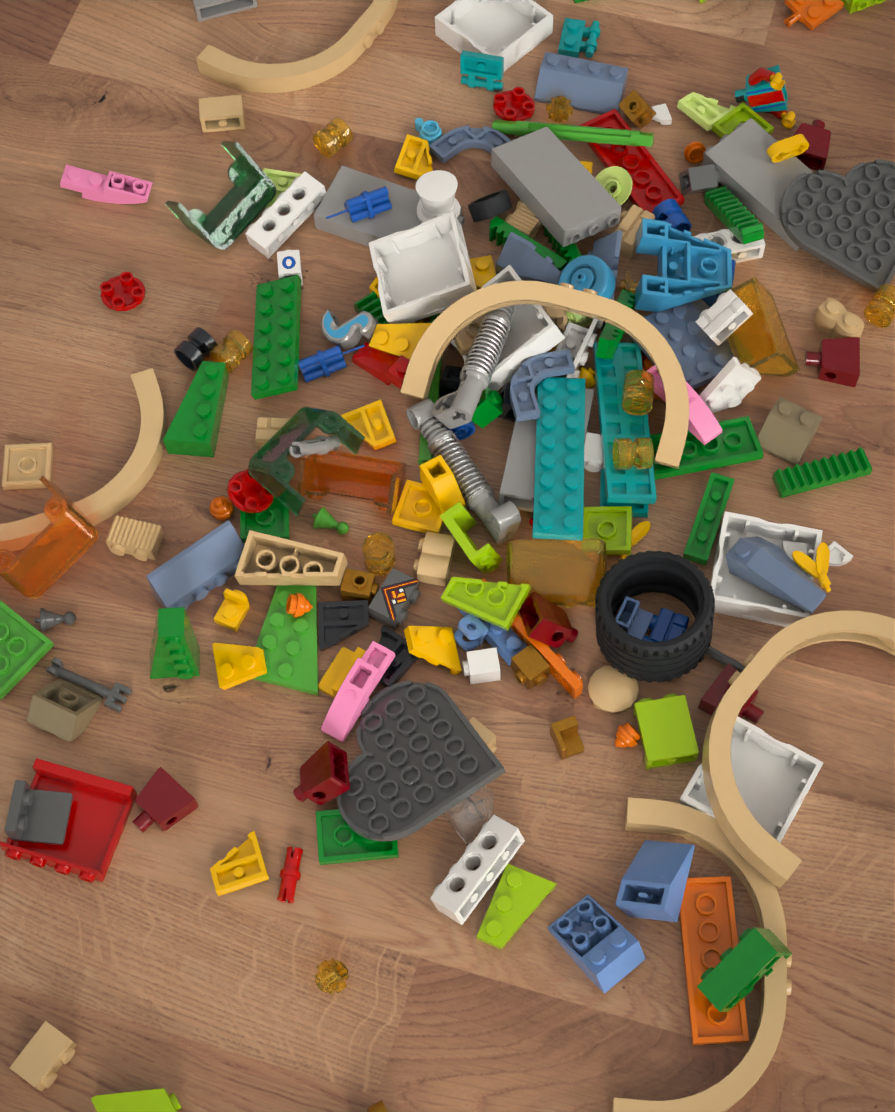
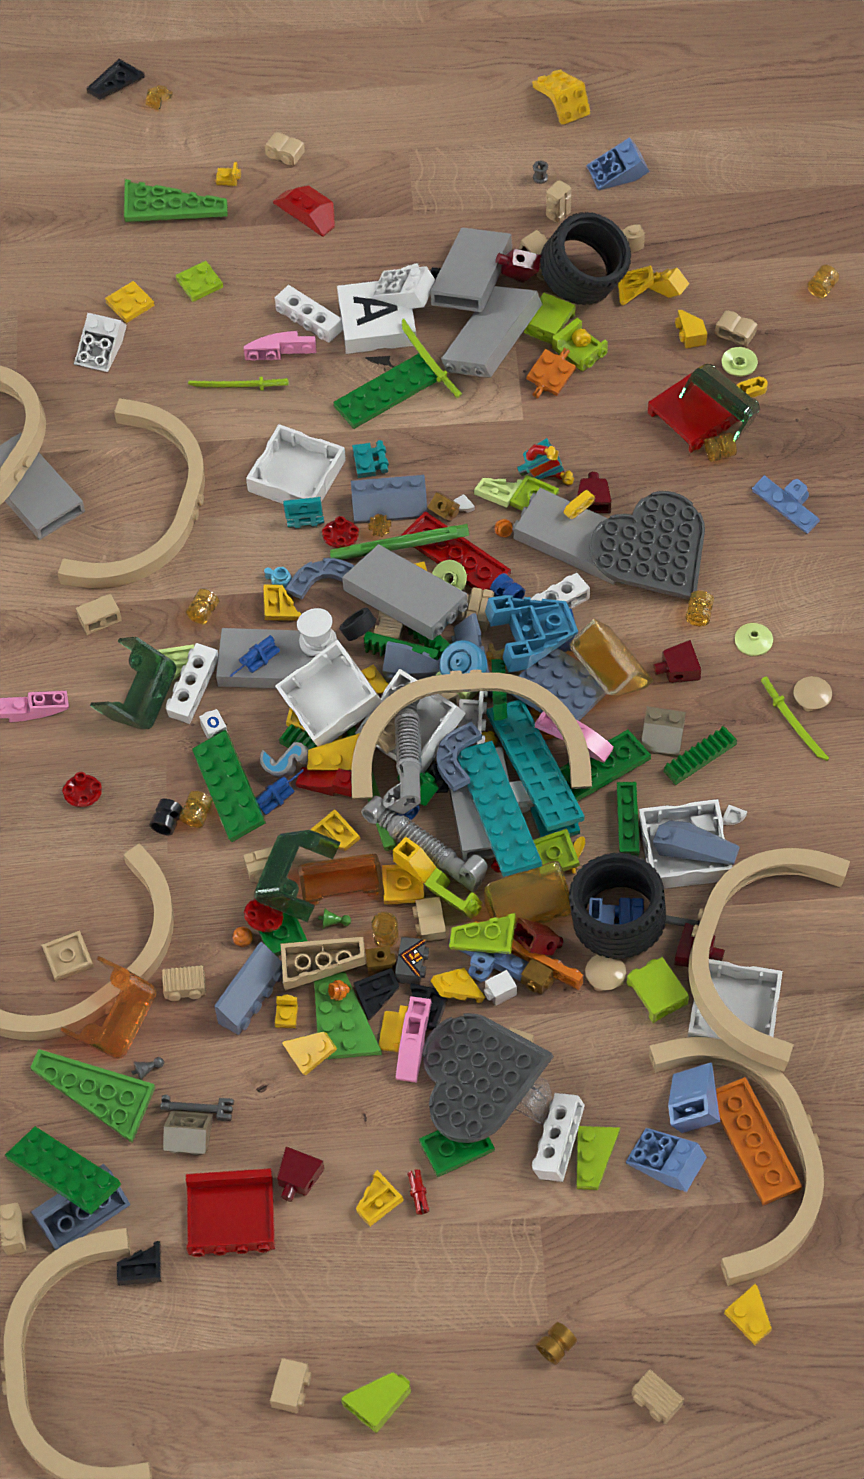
camera: 20 degrees left, 5 degrees down
(38, 815) = (207, 1215): dark grey bracket -> none
(174, 646) = (258, 1053): green wedge -> none
(200, 413) = (193, 871): green wedge -> none
(319, 445) = (304, 861): light grey pin -> none
(324, 775) = (415, 1109): dark red torso -> none
(331, 976) = (481, 1251): clear yellow gear -> none
(450, 380) = (386, 776): black bracket -> none
(566, 737) = (585, 1020): pearl gold panel -> none
(626, 736) = (627, 1003): orange plate -> none
(632, 453) = (553, 787): clear yellow wheel -> none
(638, 392) = (538, 738): clear yellow wheel -> none
(699, 179) = (517, 551): dark grey brick -> none
(724, 317) = (581, 657): white brick -> none
(730, 386) = (607, 710): white wing -> none
(734, 215) = (556, 571): green gear -> none
(742, 968) = (779, 1135): green wedge -> none
(816, 568) = (725, 829): yellow piece -> none
(836, 321) = (668, 633): tan brick -> none

